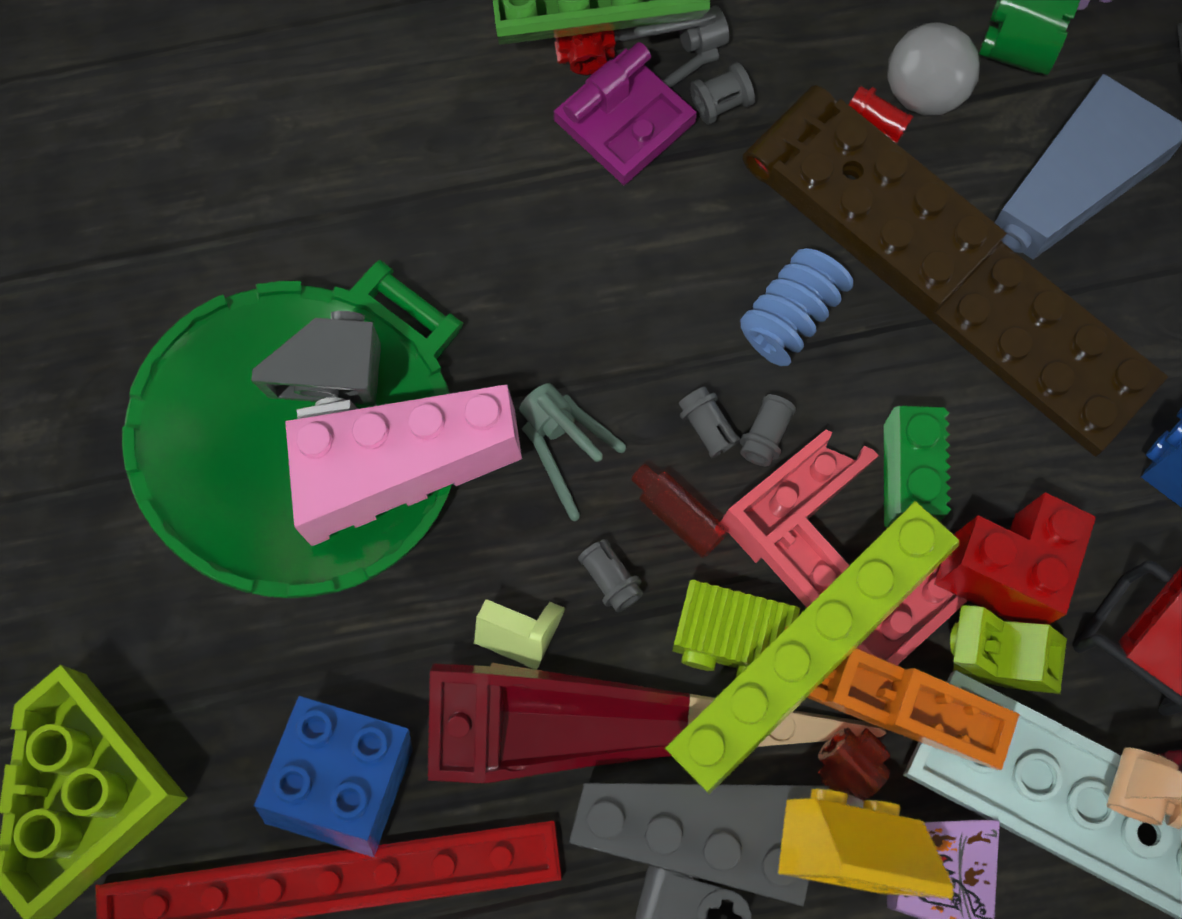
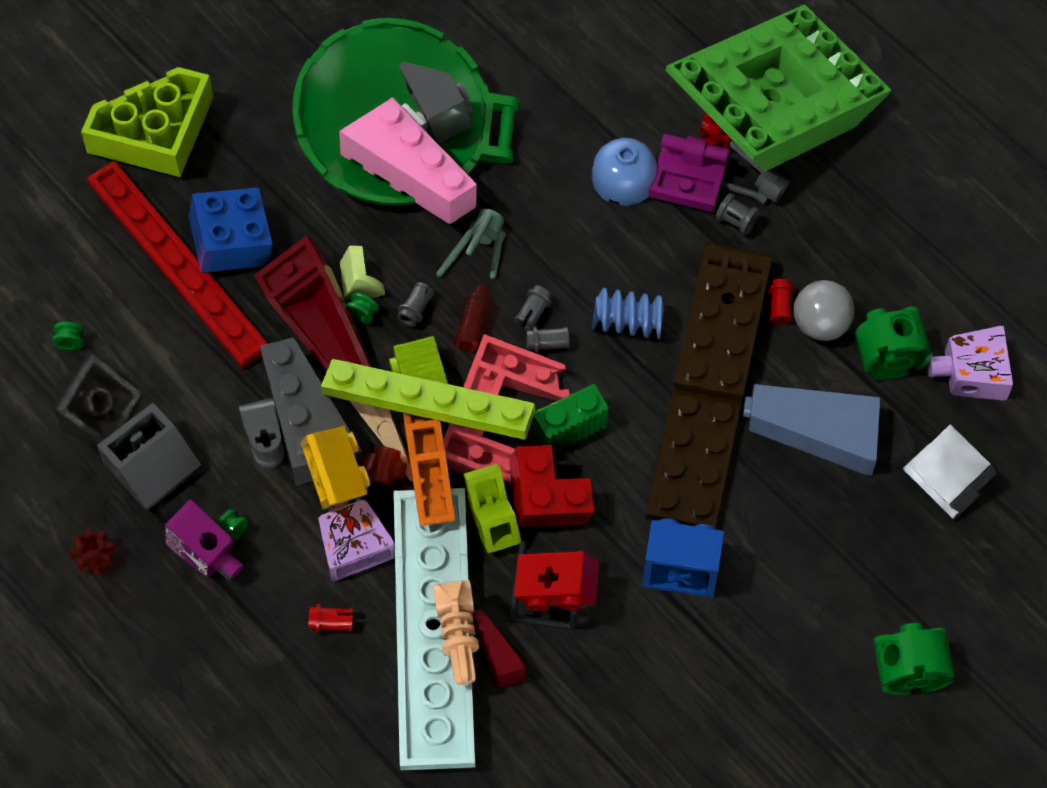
camera: 55 degrees right, 10 degrees down
(571, 192) = (624, 171): none -> medium blue cylinder
(574, 653) = (362, 308): none -> green bush

